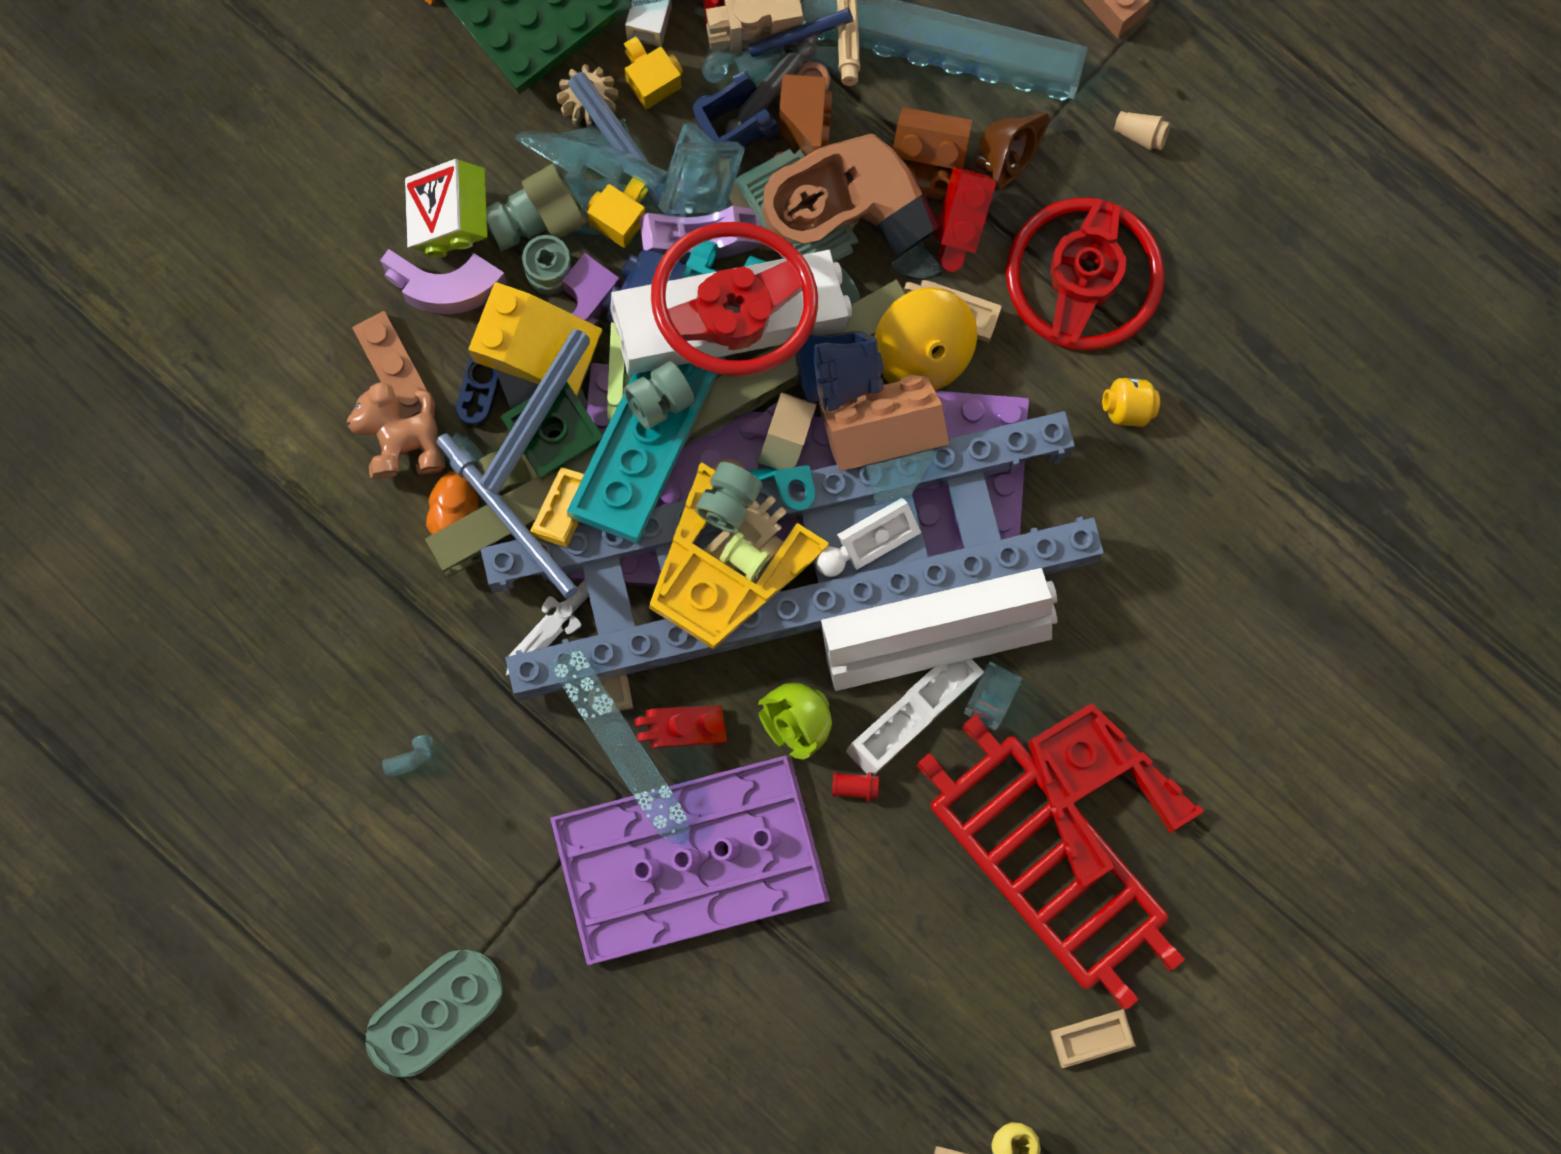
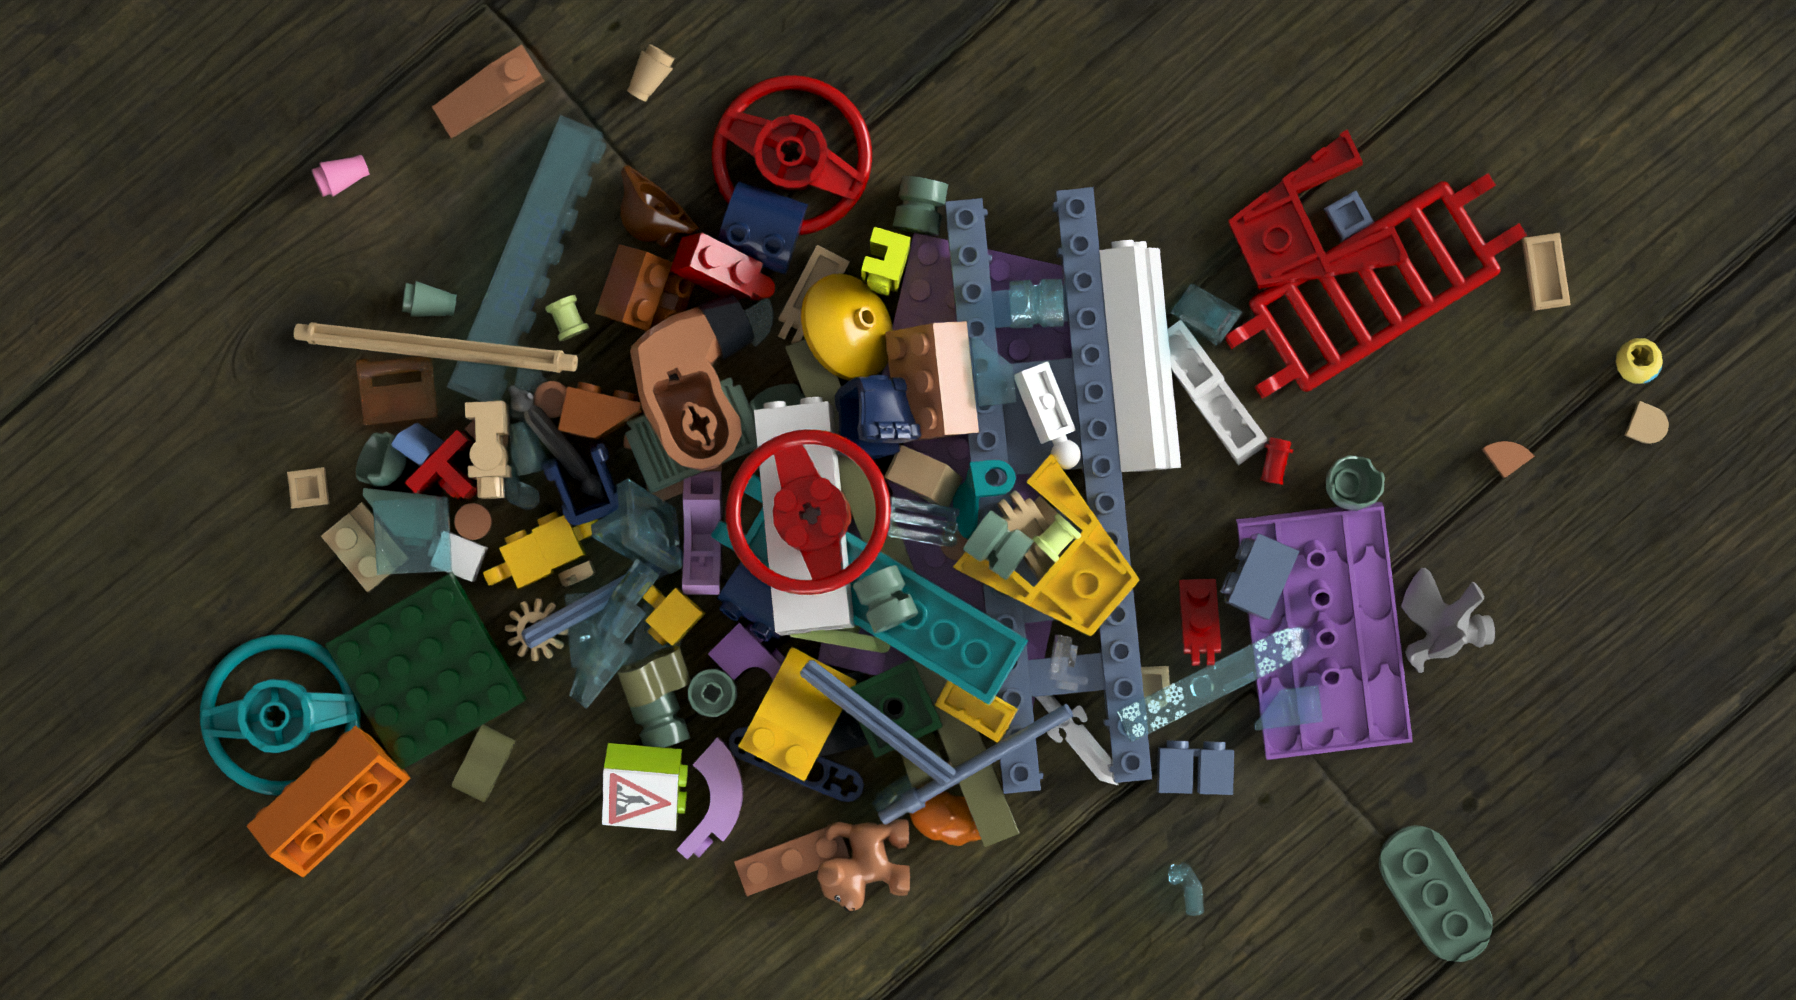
camera: 80 degrees left, 10 degrees up
(451, 65) = (483, 763): none -> olive axle
(526, 728) = (1214, 768): none -> sand blue piece
(605, 834) = (1292, 708): none -> clear light blue tile
(624, 585) = (1062, 657): none -> clear bracket
(648, 129) = (577, 573): none -> tan tile
(674, 104) = (561, 540): none -> yellow brick
(684, 27) = (473, 521): none -> nougat tile
(713, 979) = (1446, 625): none -> light grey animal
(735, 775) = (1259, 576): none -> sand blue brick
(757, 423) = (950, 525): none -> clear light blue tile
(797, 717) = (1203, 506): lime cylinder -> none
(800, 32) = (512, 405): dark blue bar -> none
(845, 866) = (1354, 483): none -> sand green hair
(893, 84) = (567, 318): none -> yellowish green bush
(895, 1024) = (1507, 456): none -> nougat tile
(977, 509) = (1036, 303): none -> clear light blue wheel
(995, 362) = (885, 274): none -> neon yellow brick
(1011, 249) = (763, 226): none -> dark blue brick
(1055, 396) = (920, 205): none -> sand green wheel
(1117, 825) = (1348, 215): none -> sand blue tile
(1131, 402) = (933, 132): yellow head -> none

